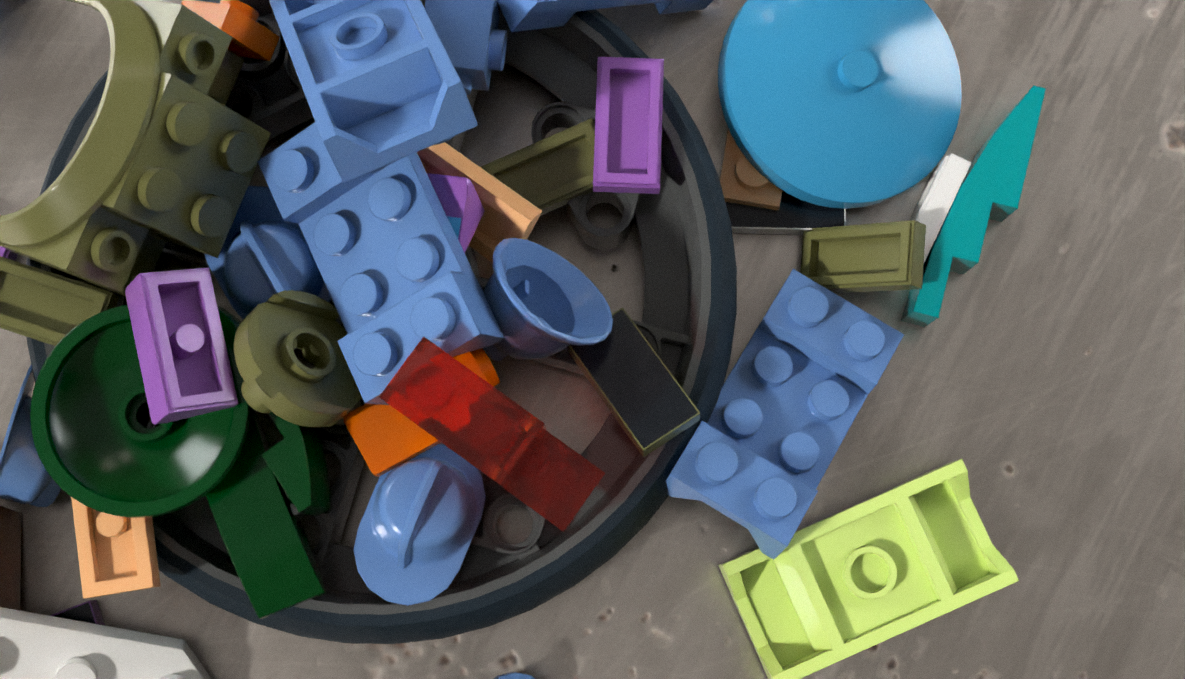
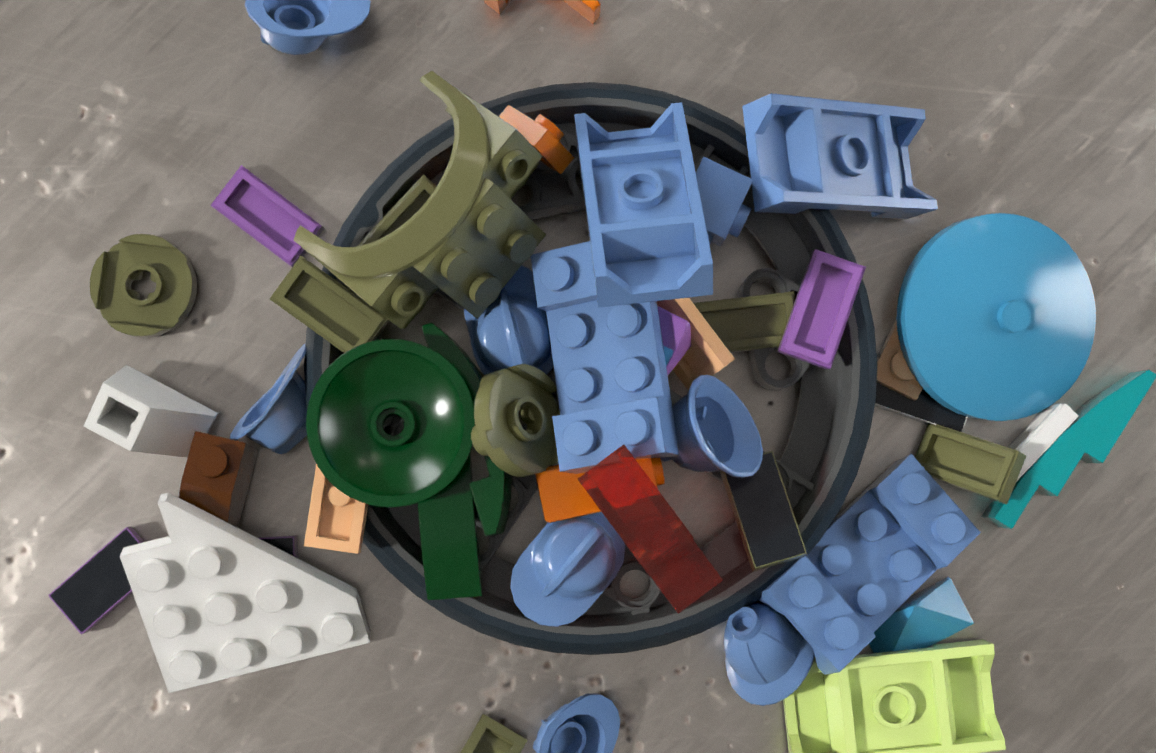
camera: 20 degrees right, 5 degrees up
(180, 344) = (435, 384): medium lavender slope -> none
(695, 558) = (765, 655): none -> medium blue hat
(870, 462) = (923, 619): none -> dark azure slope

